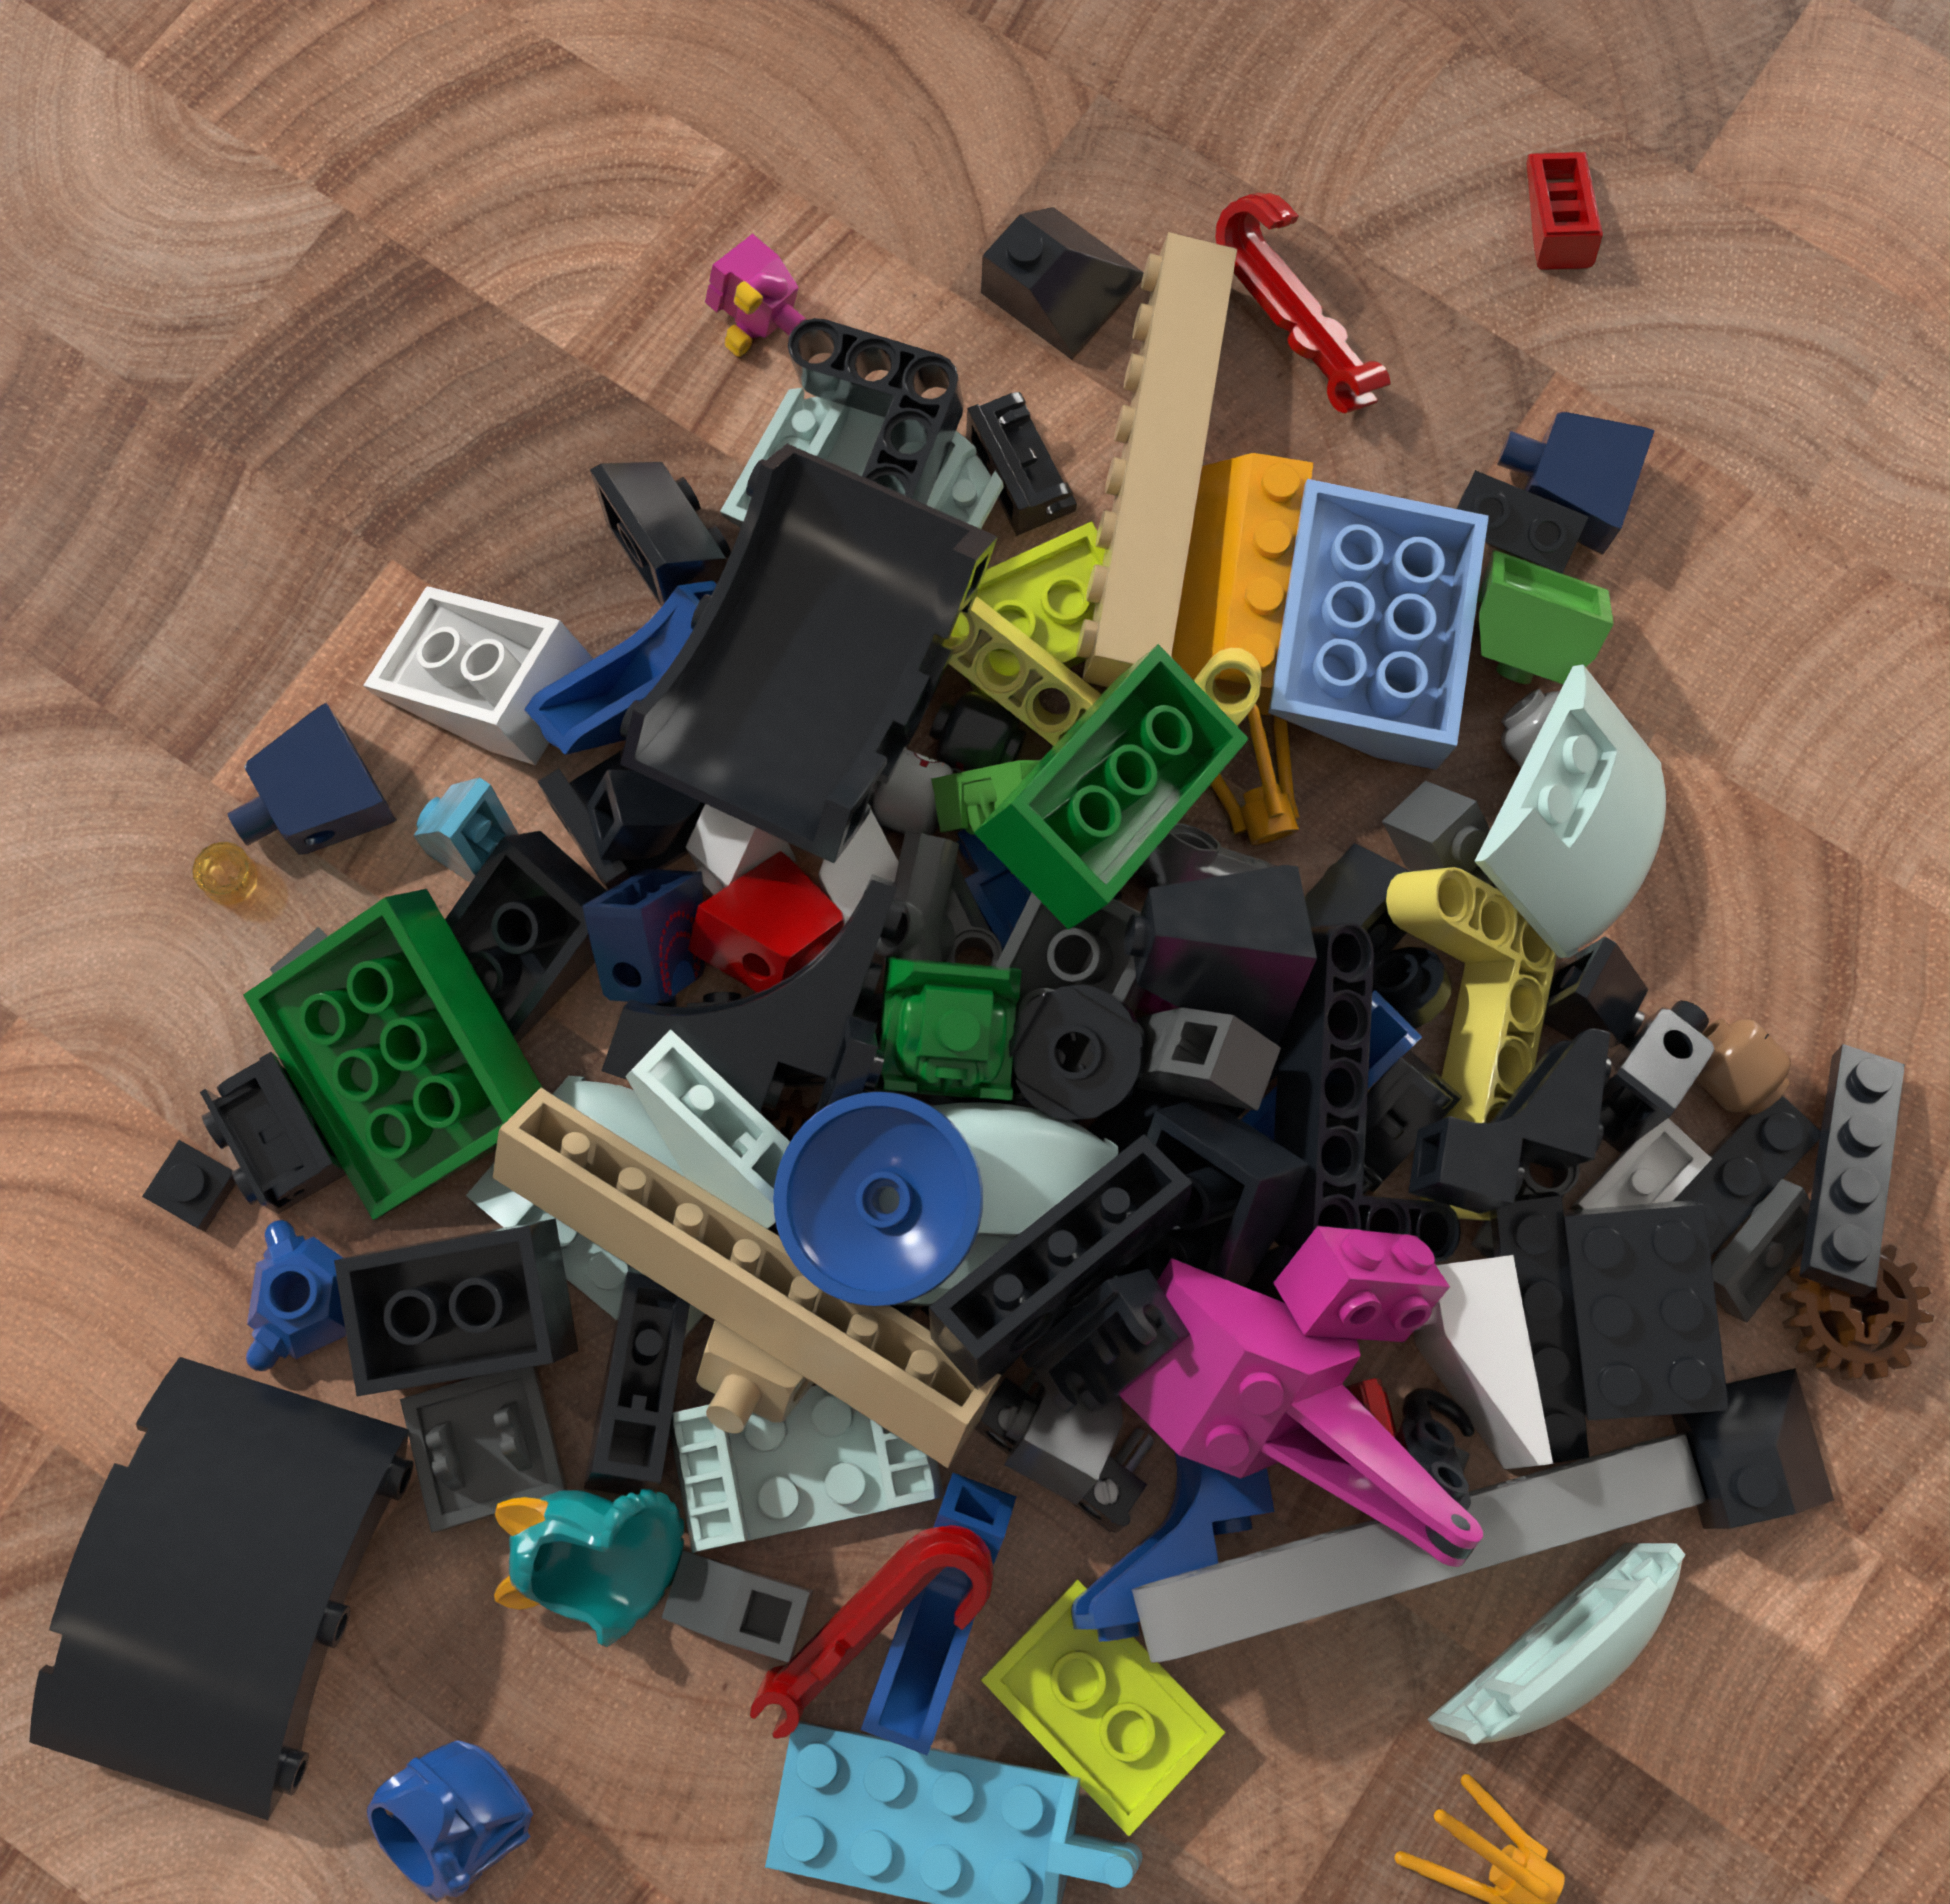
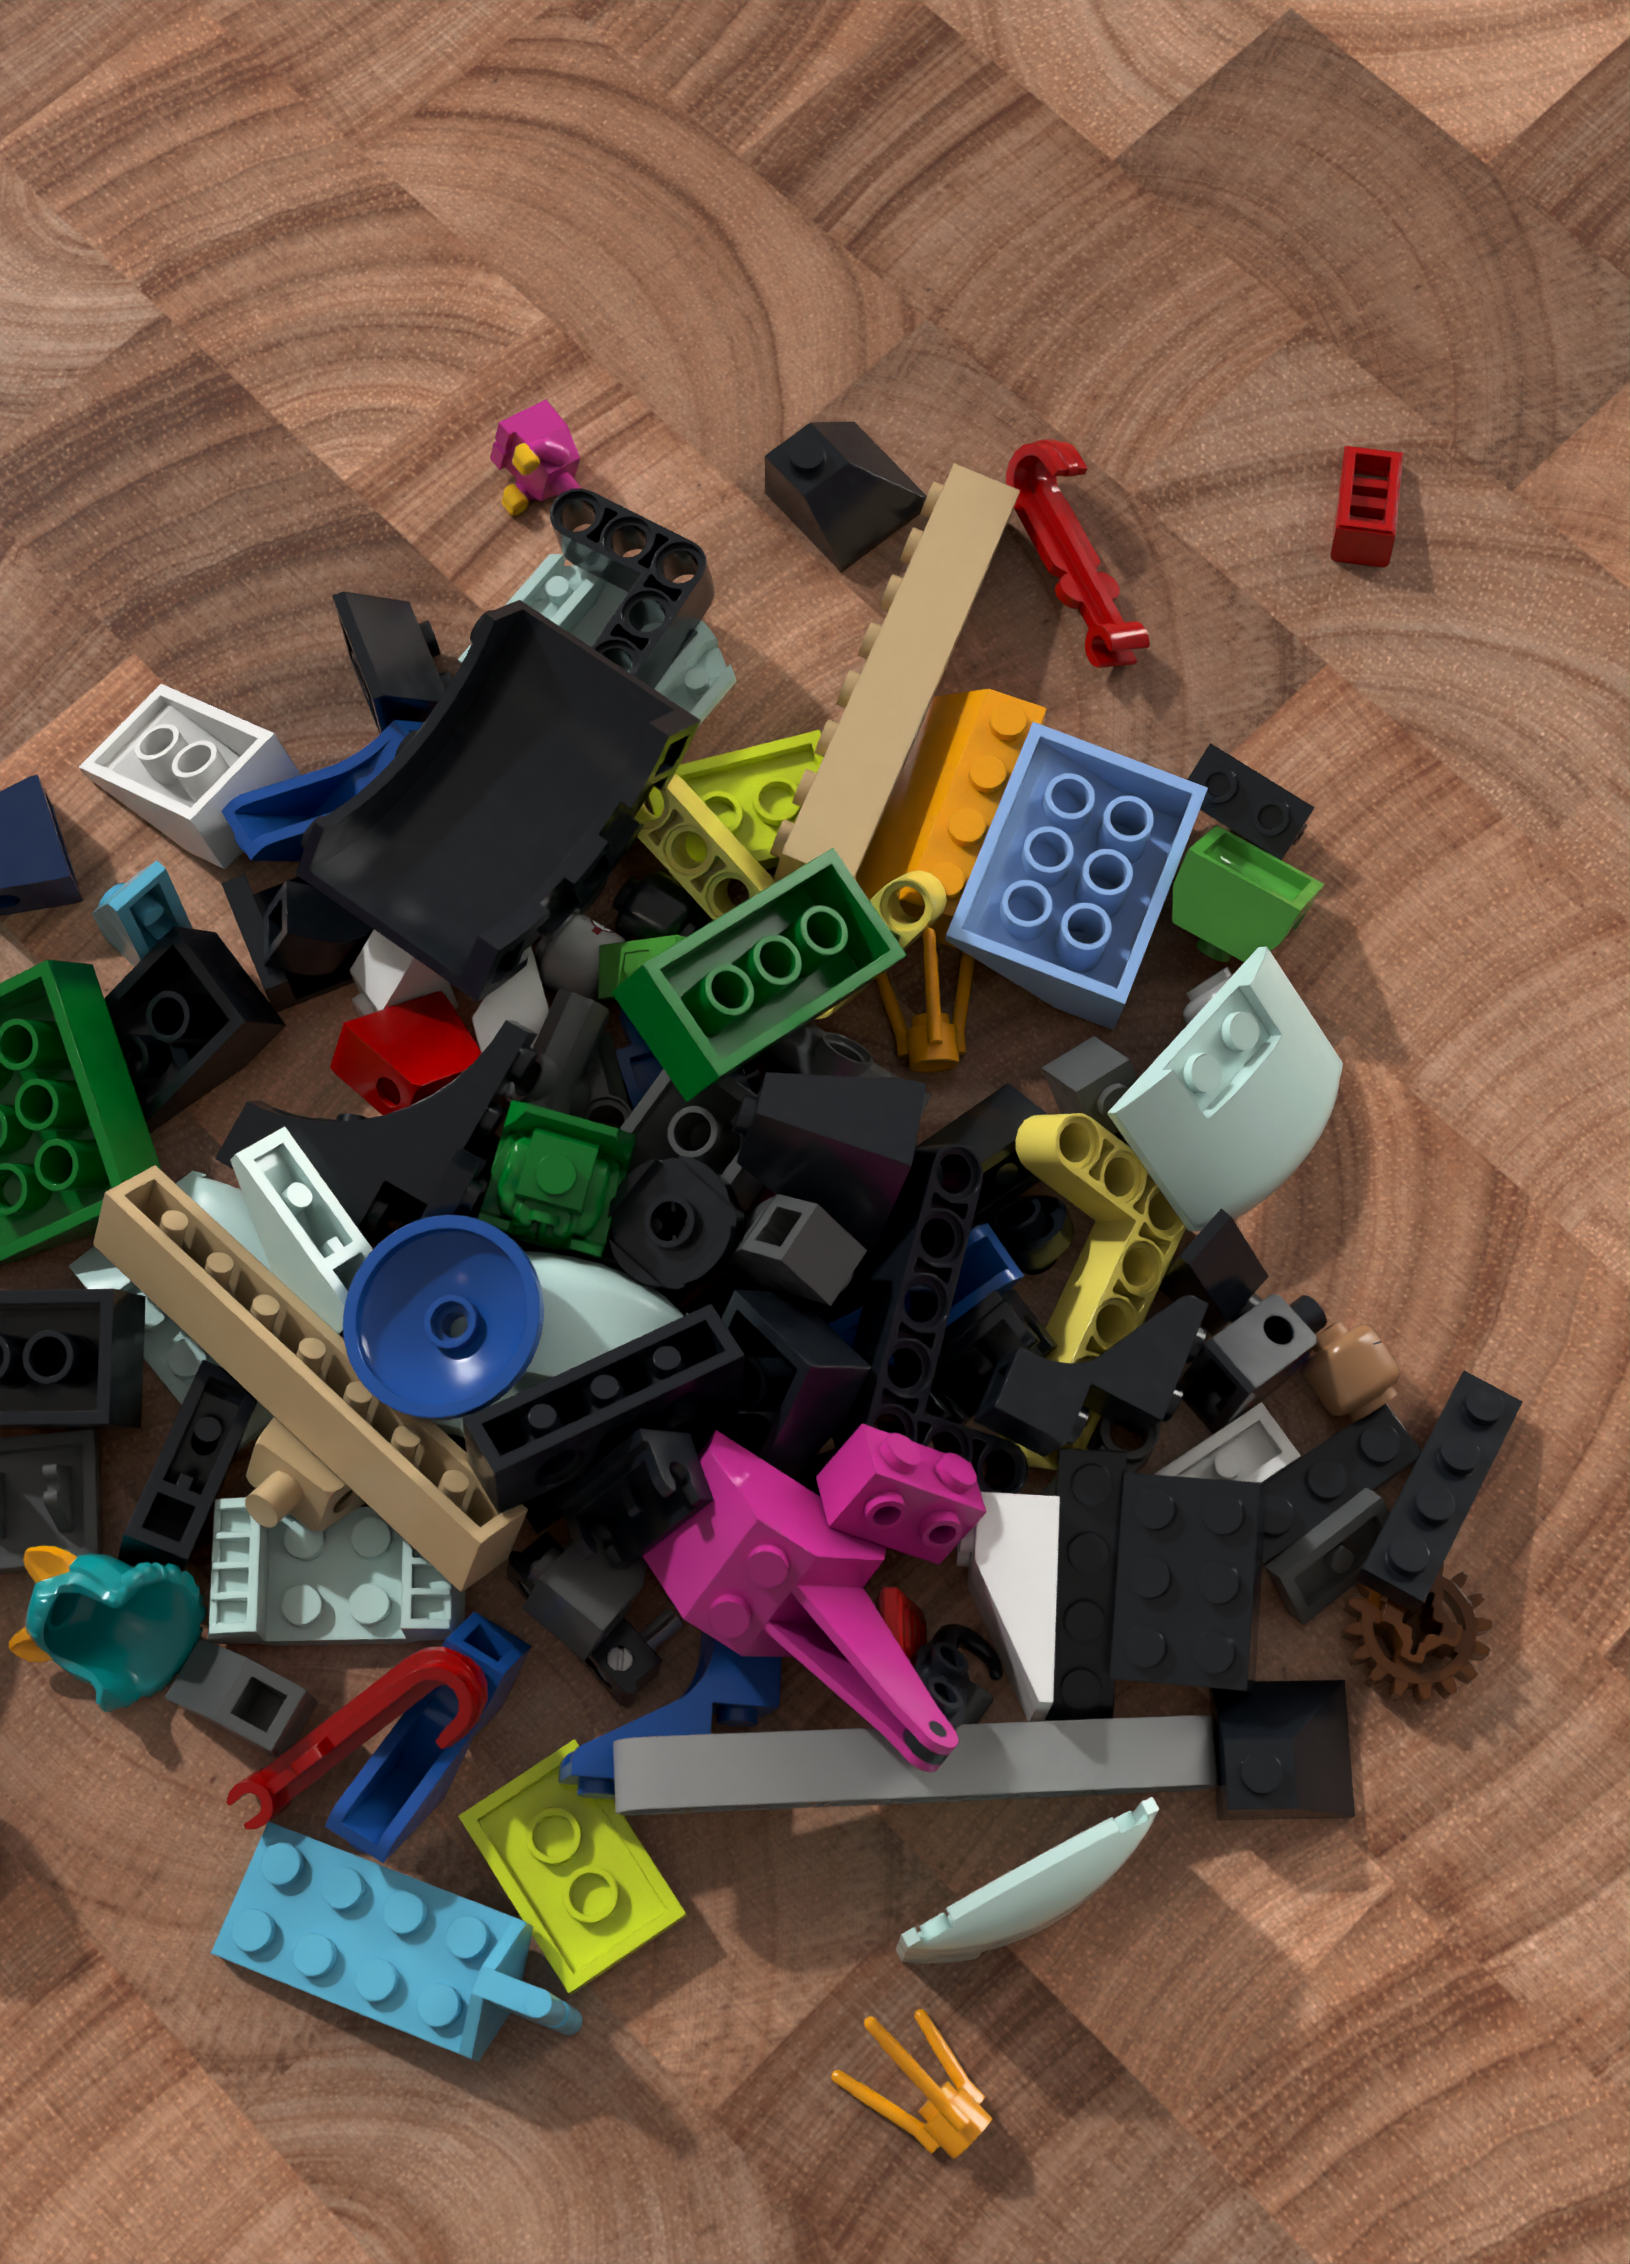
camera: 15 degrees right, 5 degrees down
(644, 936) = (288, 1046): dark blue torso -> none
(1012, 448) = (763, 662): black hinge -> none
(1584, 467) = (1325, 761): dark blue torso -> none

